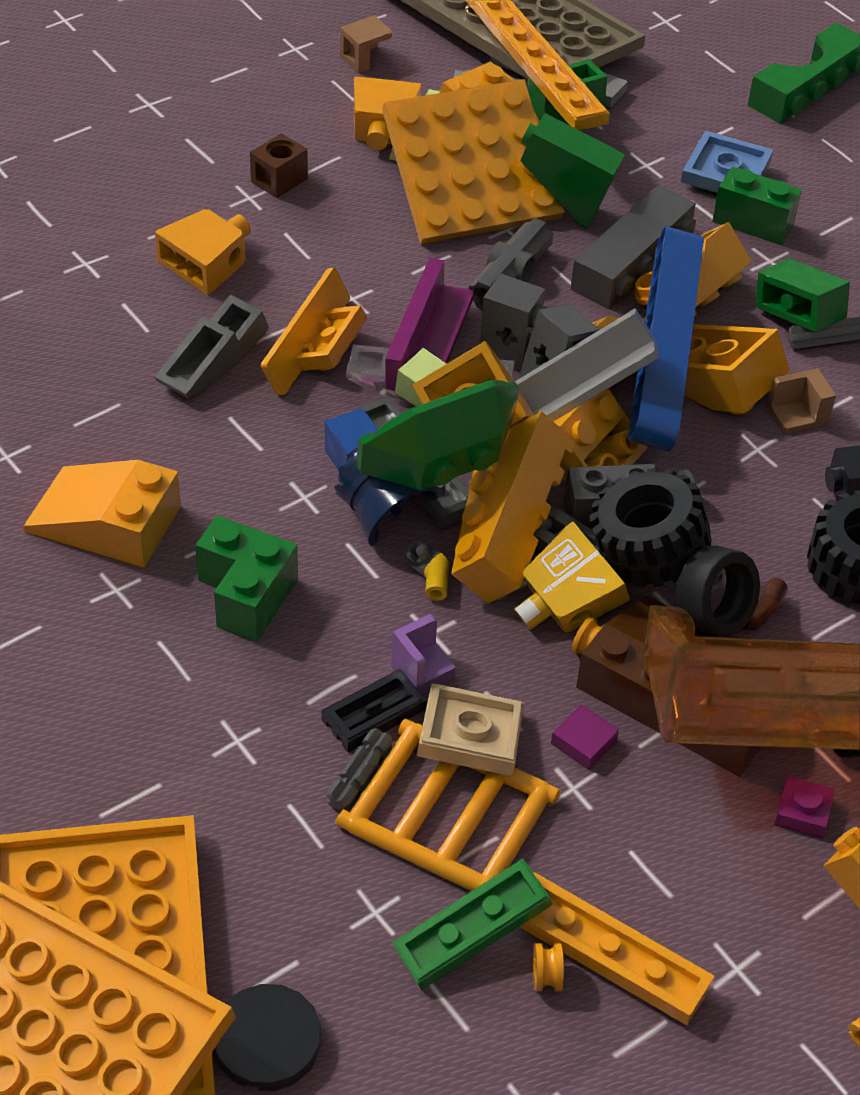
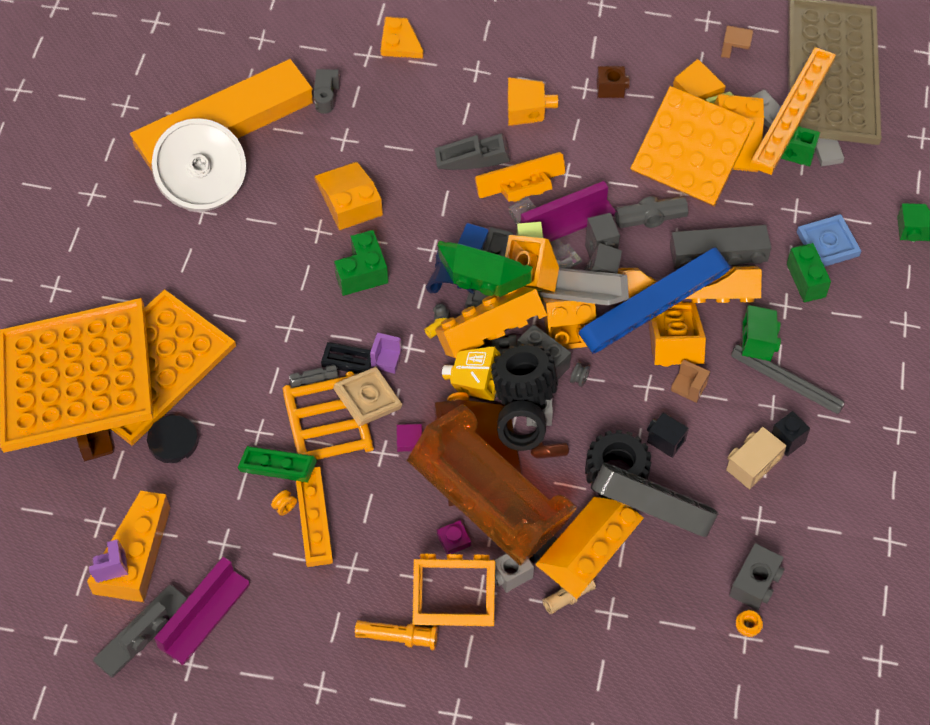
camera: 50 degrees right, 10 degrees up
(570, 166) = (727, 183): green slope -> none

